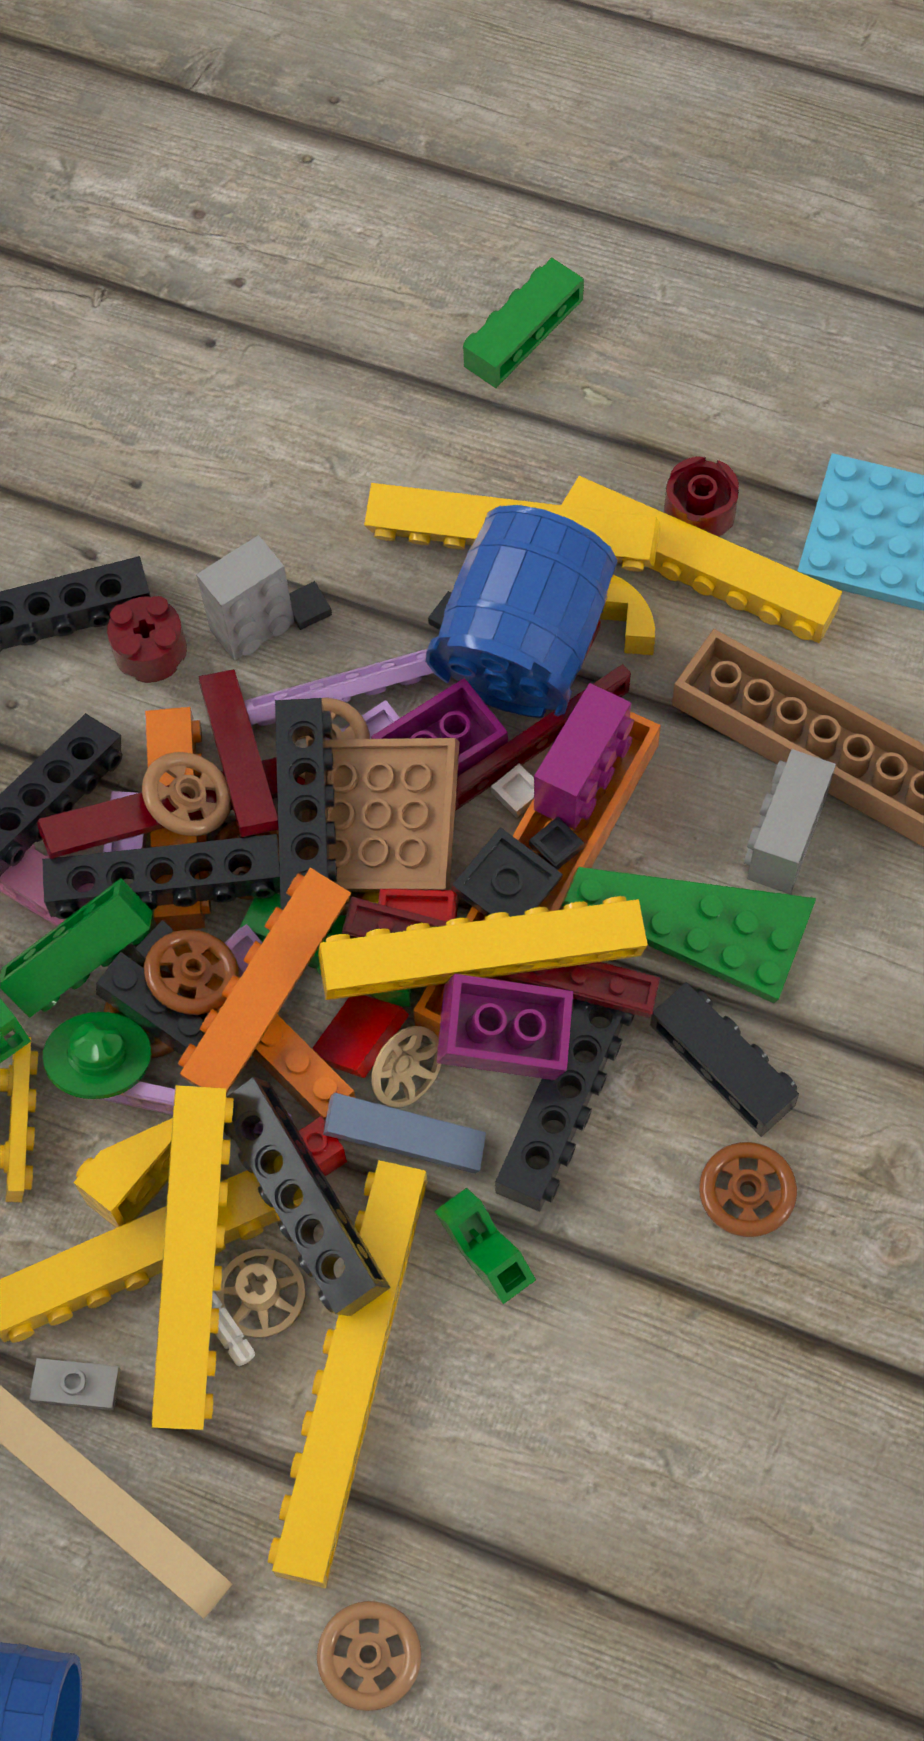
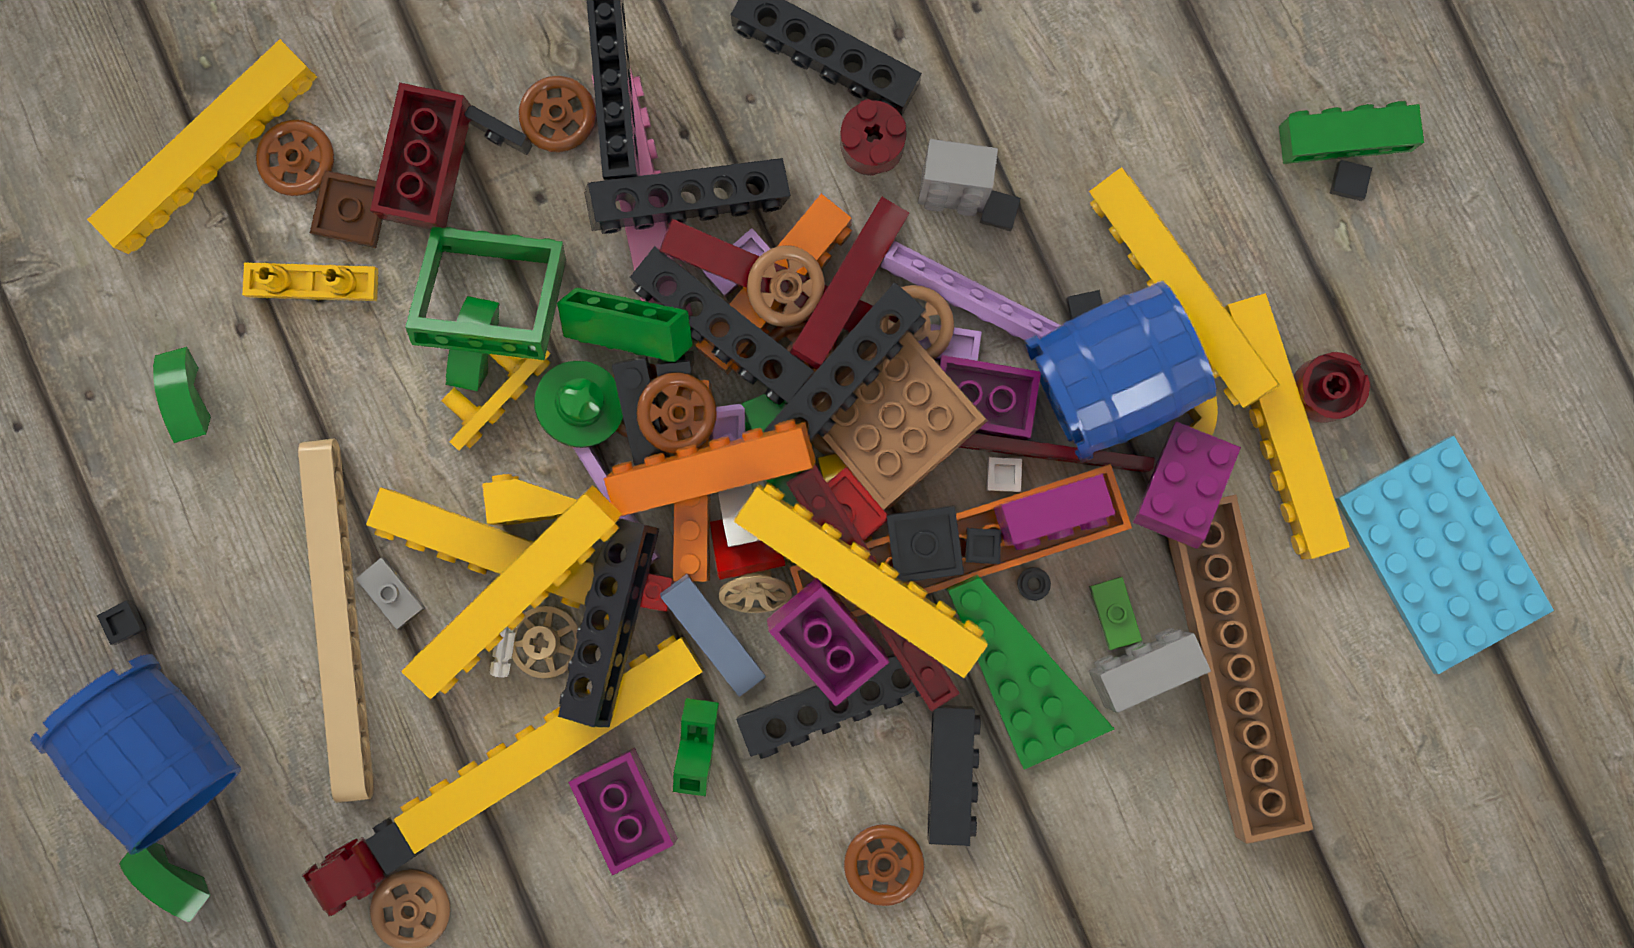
camera: 45 degrees right, 20 degrees up
(274, 1671) = (344, 874): none -> dark red brick
(294, 1602) = (390, 846): none -> black brick
(334, 1017) = (731, 503): none -> white brick
(475, 1357) = (623, 811): none -> magenta brick
(559, 354) = (1351, 180): none -> black tile
(631, 841) = (1044, 584): none -> black plate
(667, 650) = (1187, 485): none -> magenta brick
(719, 813) = (1115, 613): none -> bright green plate

